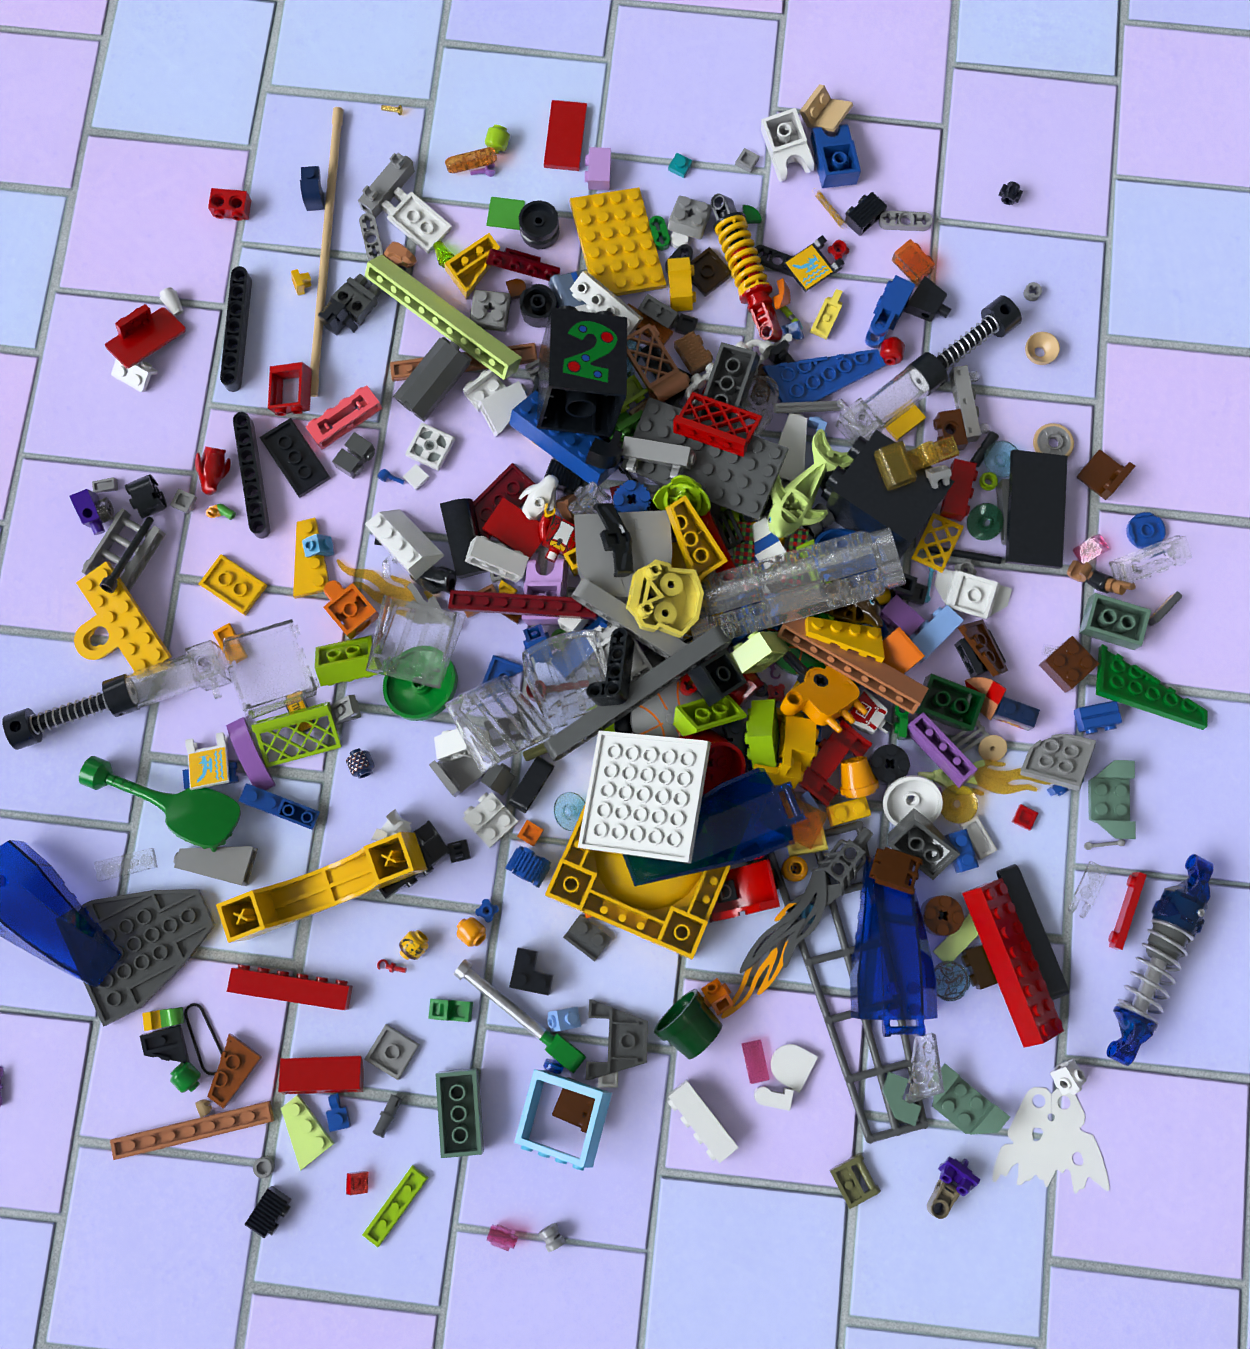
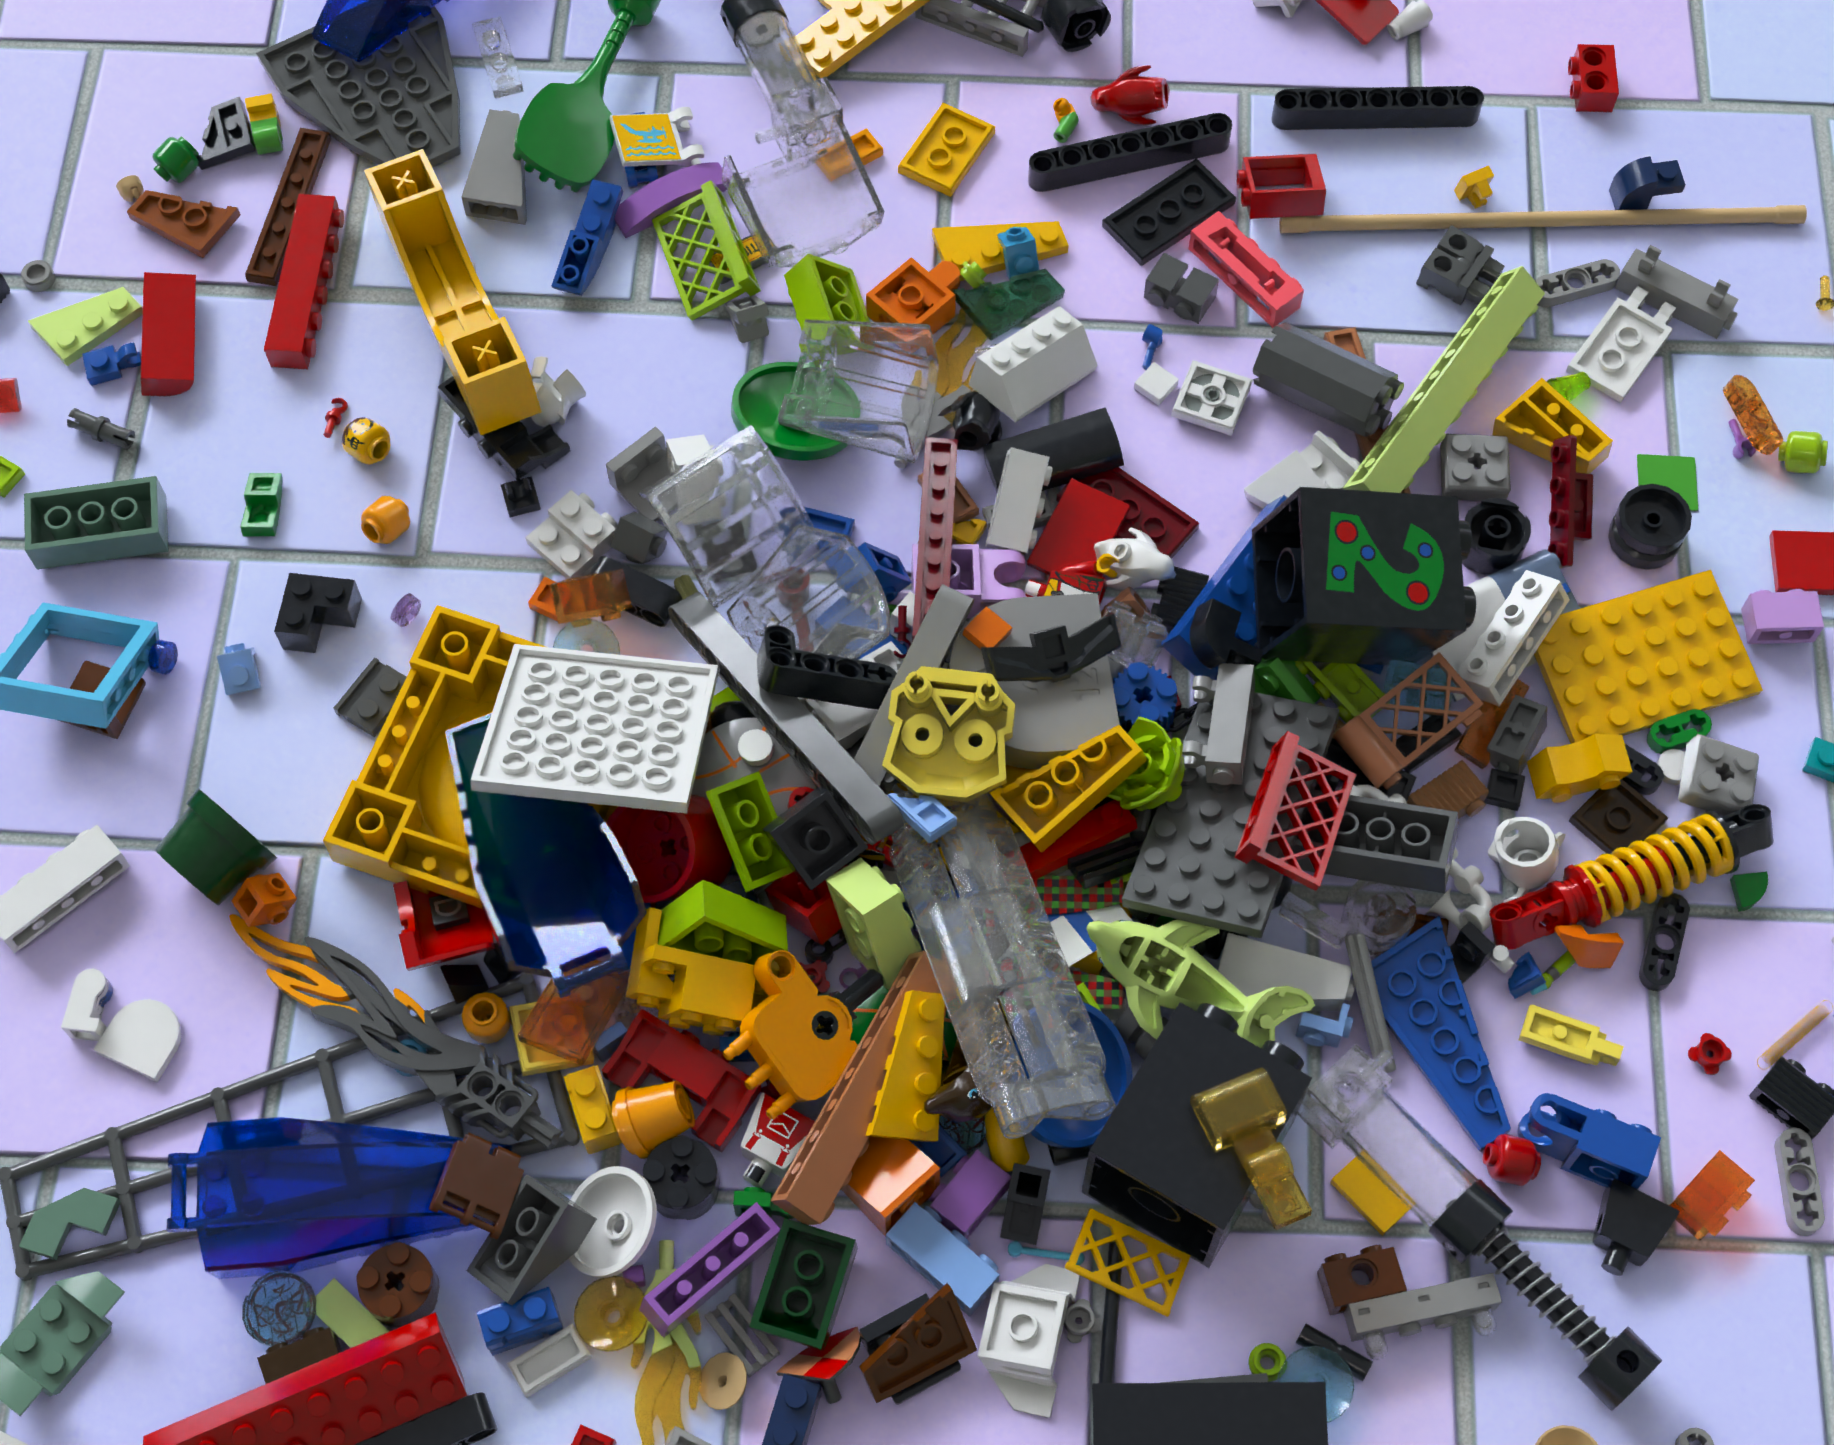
camera: 85 degrees right, 15 degrees down
(183, 501) = (1073, 67): light grey tile -> none
(192, 1130) = (100, 183): nougat tile -> none
(193, 1038) = (237, 169): black piece -> none
(227, 1002) = (297, 179): none -> reddish brown tile
(333, 573) = (973, 274): none -> lime plate
(336, 317) = (1418, 238): black piece -> none
(352, 554) = (1009, 303): none -> clear green wing
(360, 763) = (660, 341): dark blue head -> none
(392, 1051) = (201, 429): light grey tile -> none
(400, 255) = (1550, 322): nougat rock -> none
(487, 905) = (424, 550): blue plate -> none
(515, 288) = (1528, 503): reddish brown tile -> none
(528, 866) = (490, 589): blue brick -> none
(533, 918) = (406, 610): none -> clear purple tile
(539, 806) = (591, 596): none -> clear orange brick
(556, 1045) = (194, 663): piece -> none
(584, 625) = (902, 630): none -> dark red hand
(599, 574) = (987, 629): none -> orange tile
(608, 1081) = (142, 744): white tile -> none
(625, 1042) = (200, 760): dark grey wing -> none
(654, 710) = (755, 747): none -> white tile
(709, 617) = (925, 815): none -> light blue tile
(731, 318) = (1527, 857): none -> white piece
(755, 1061) = (153, 976): clear pink tile -> none
(811, 266) = (1664, 1001): flag -> none
(926, 1071) = (105, 1258): clear wing -> none
(936, 473) = (1231, 1188): light grey tile -> none
(956, 500) = (1240, 1299): red brick -> none
(978, 517) = (1179, 1352): clear green dish -> none

